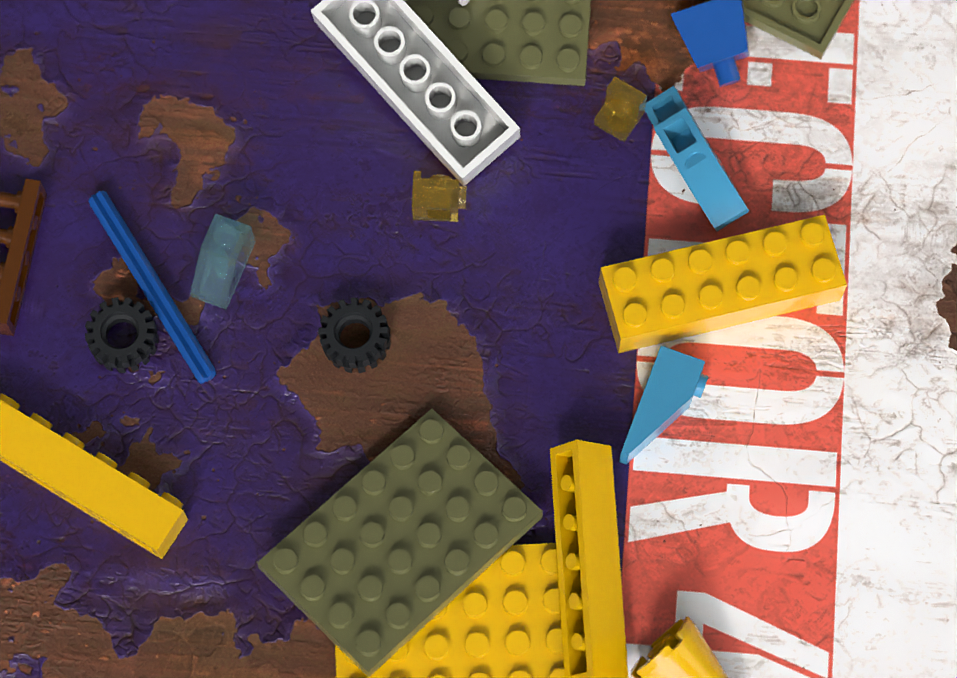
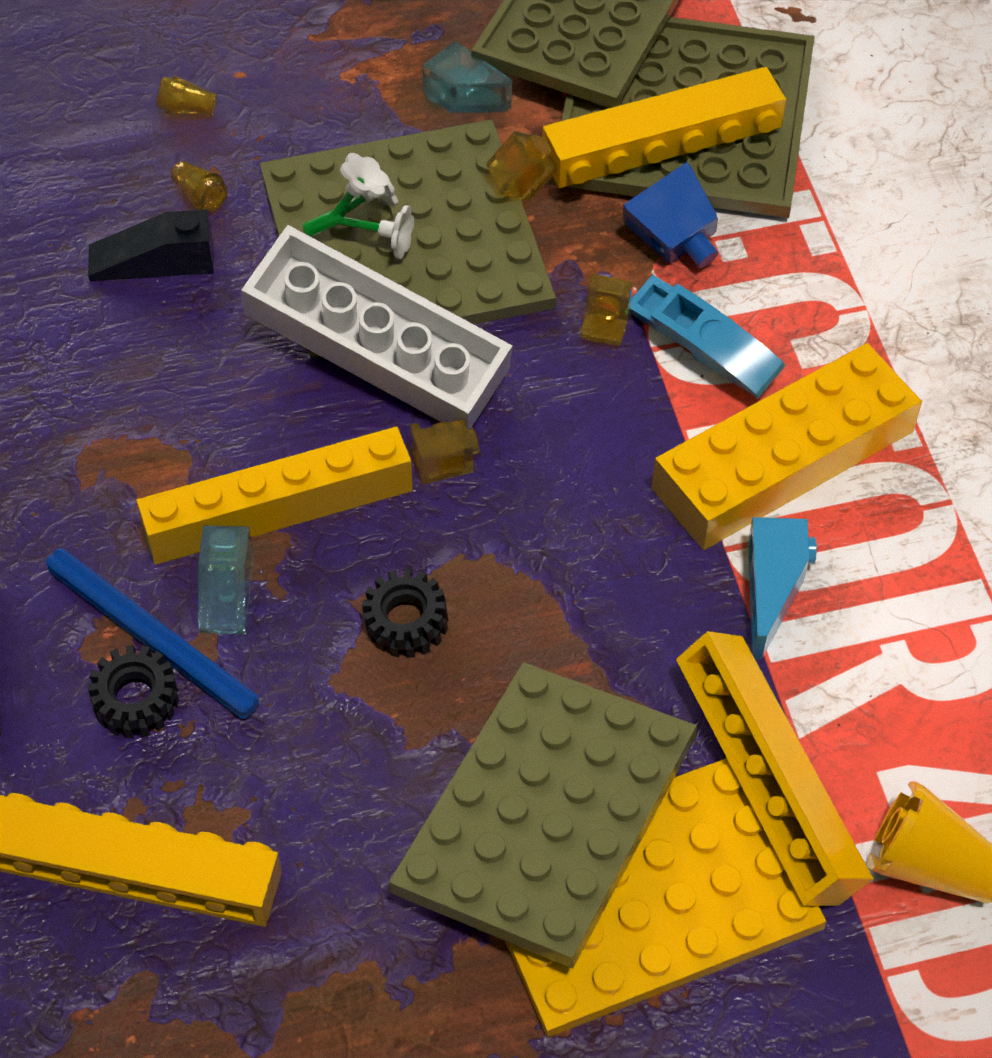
camera: 20 degrees left, 15 degrees down
(287, 197) = (278, 493): none -> yellow brick

